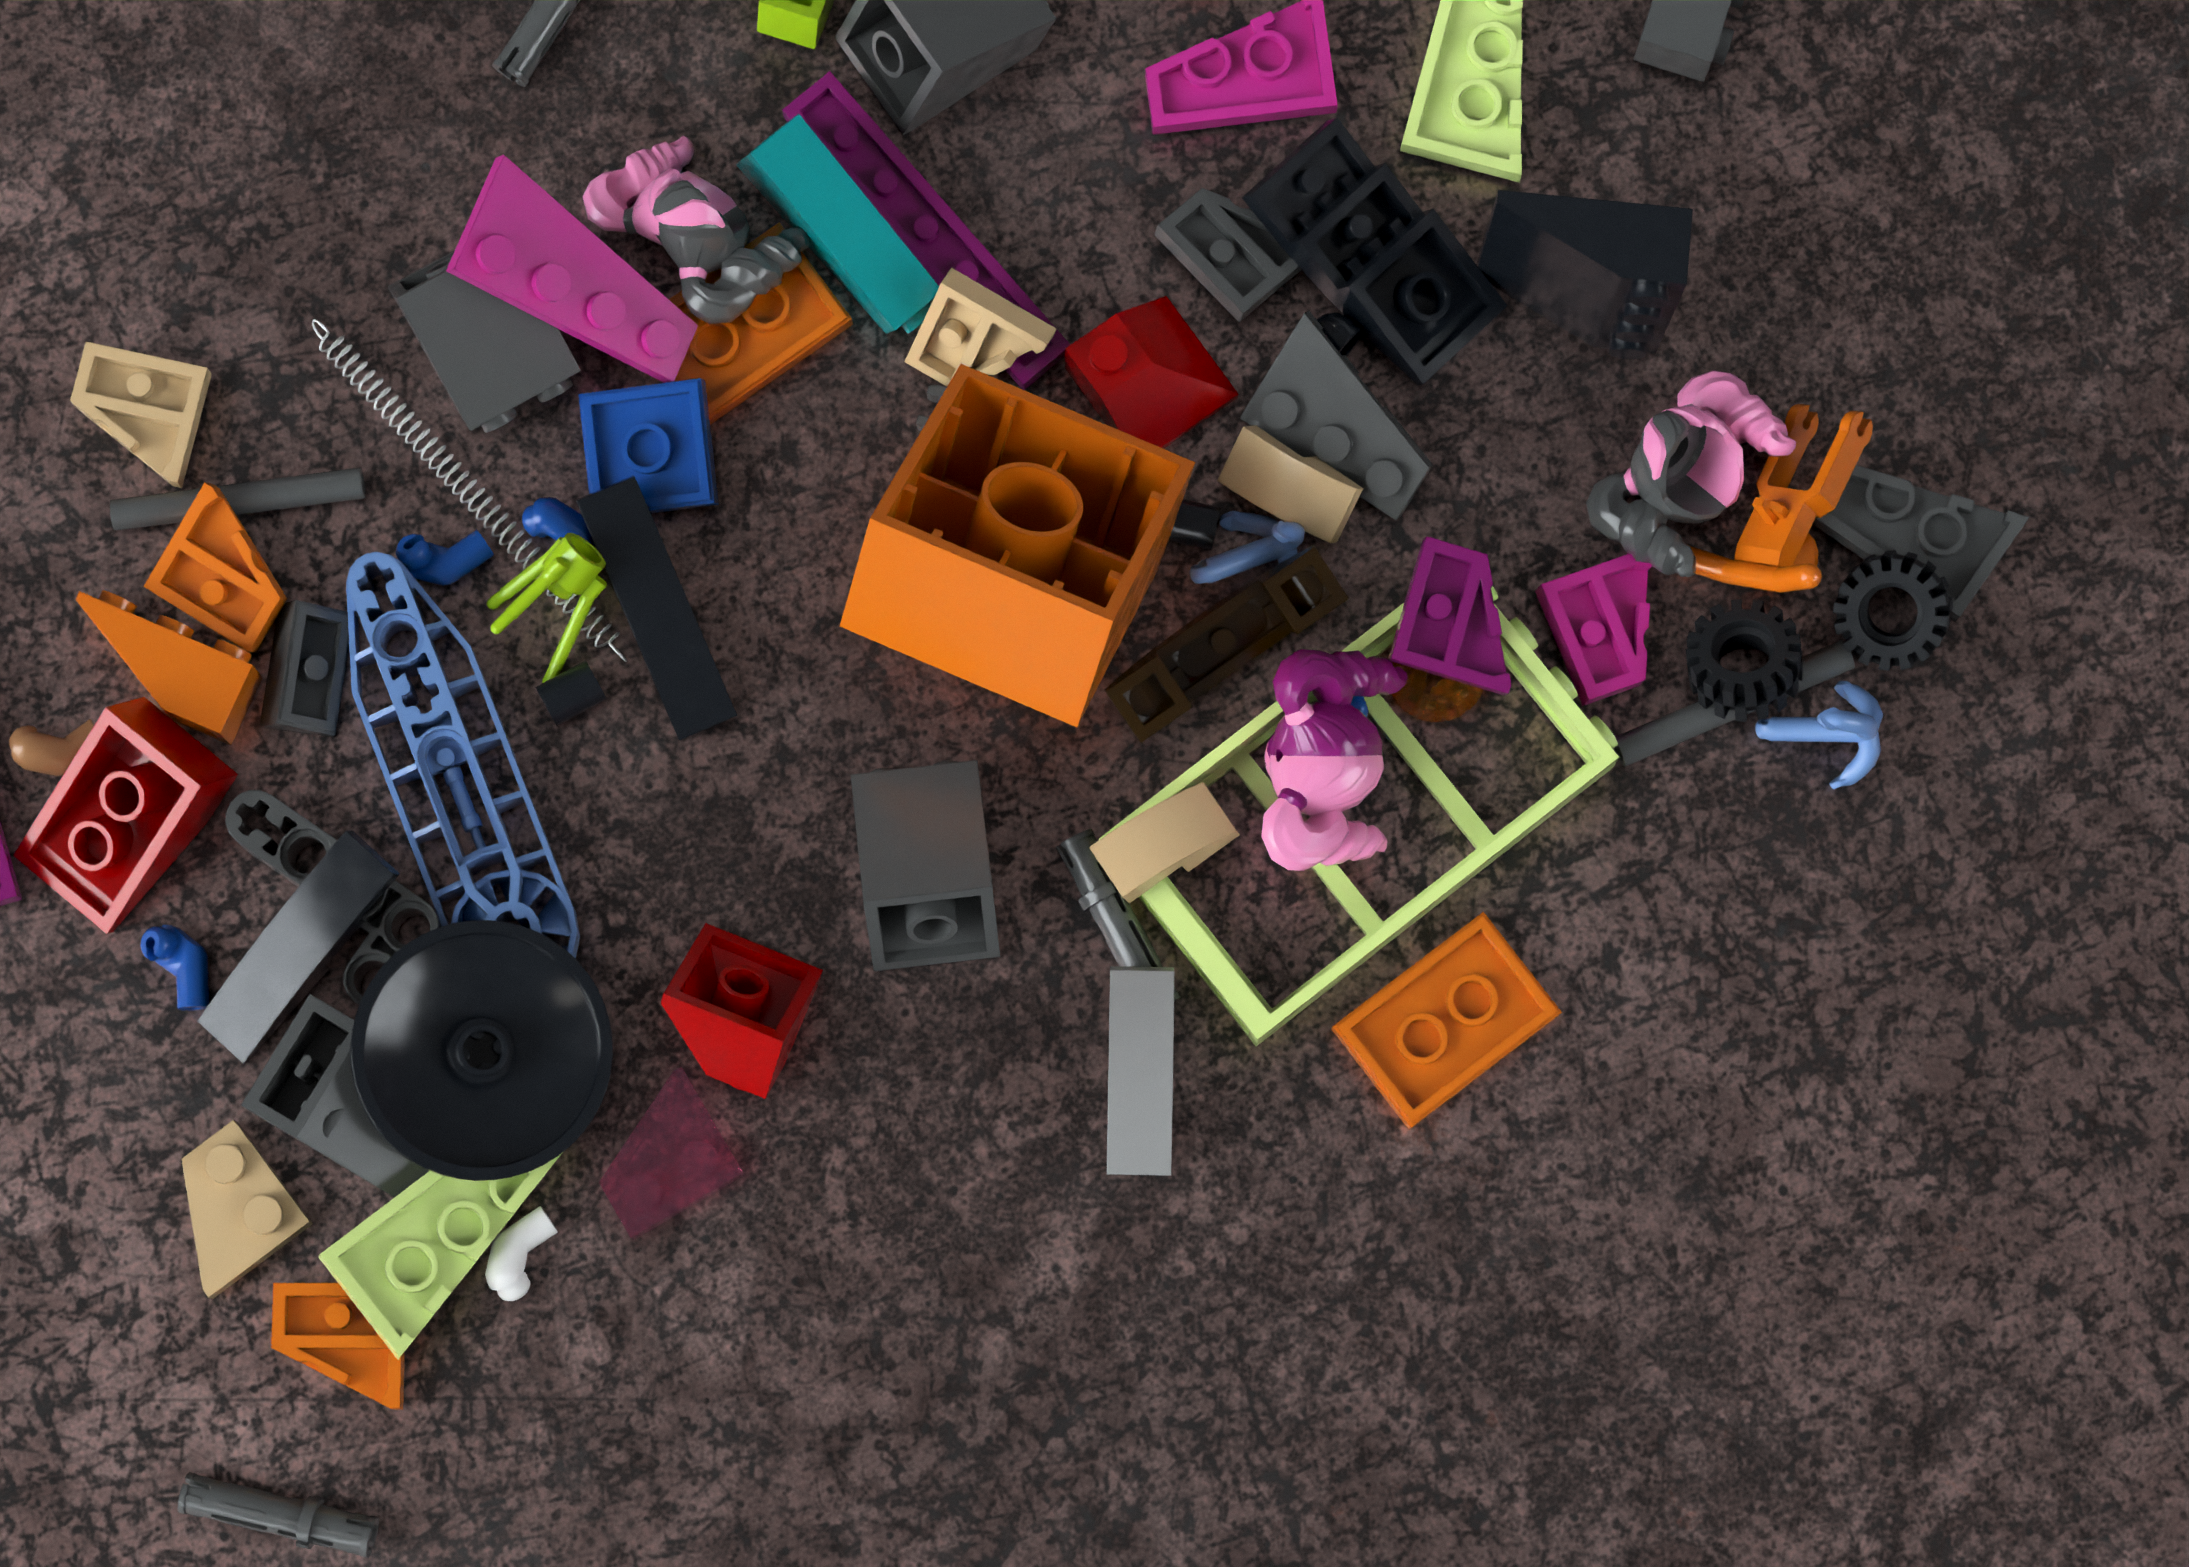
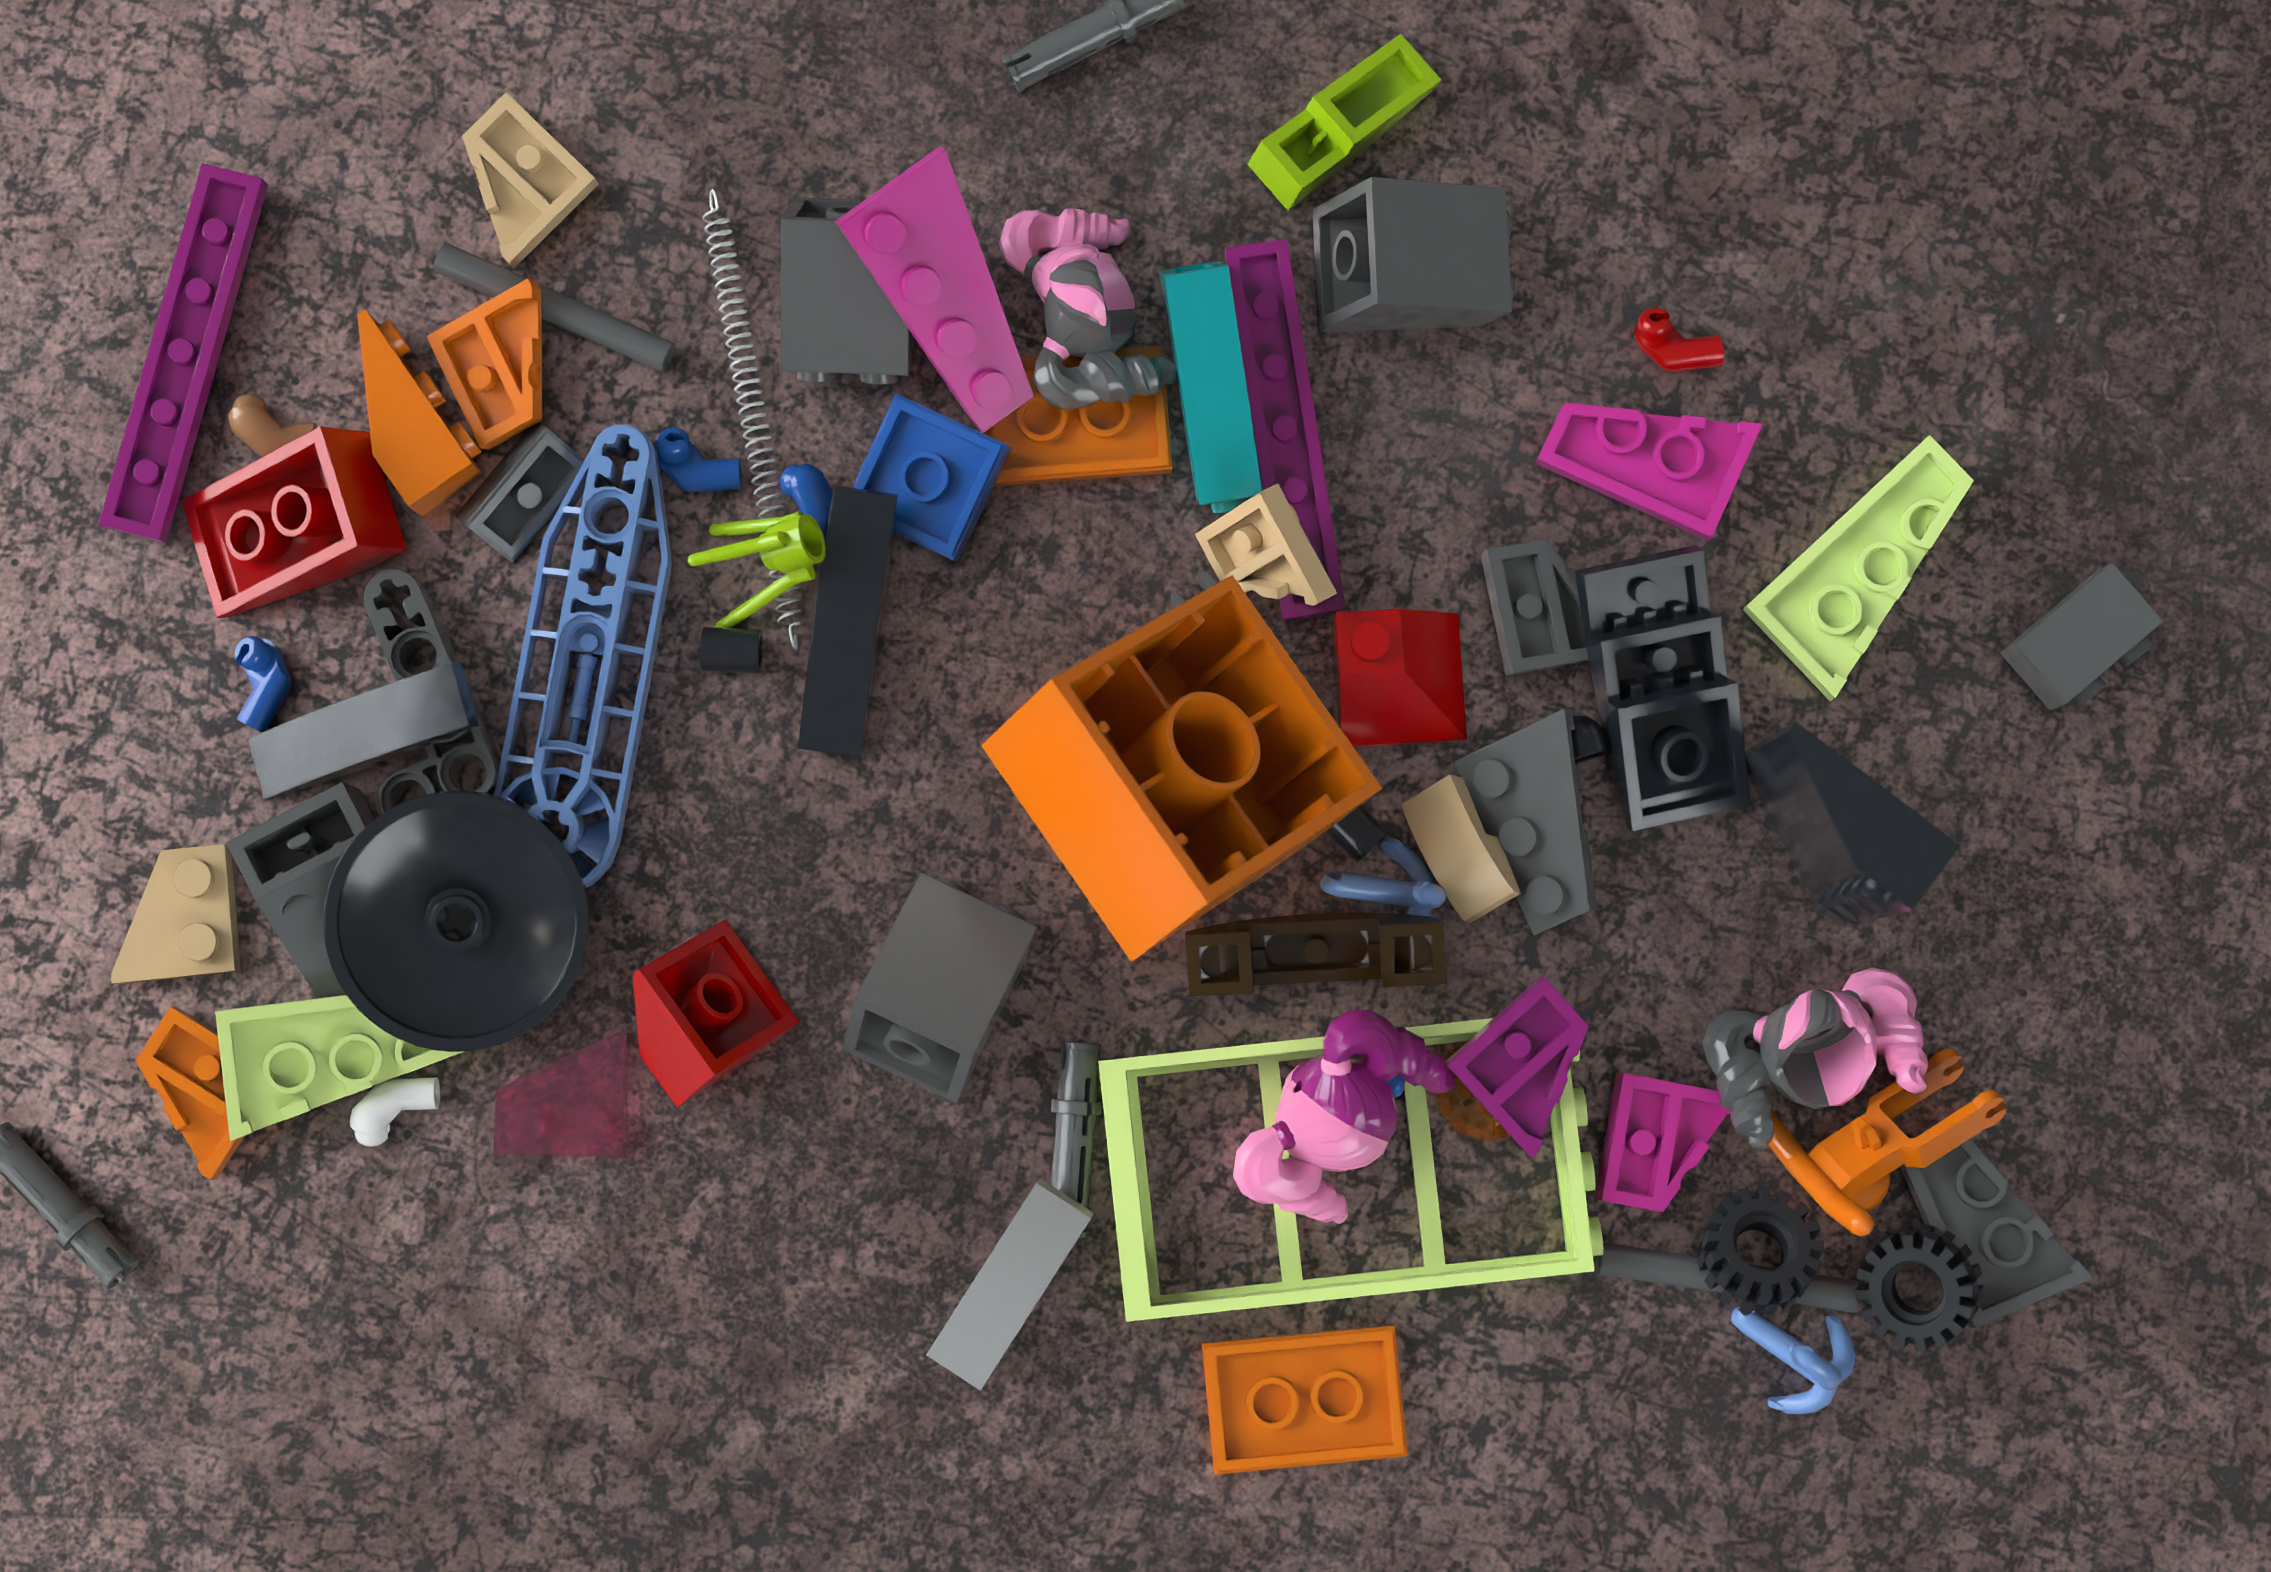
camera: 35 degrees right, 5 degrees up
(1162, 839) = (1151, 1100): tan slope -> none

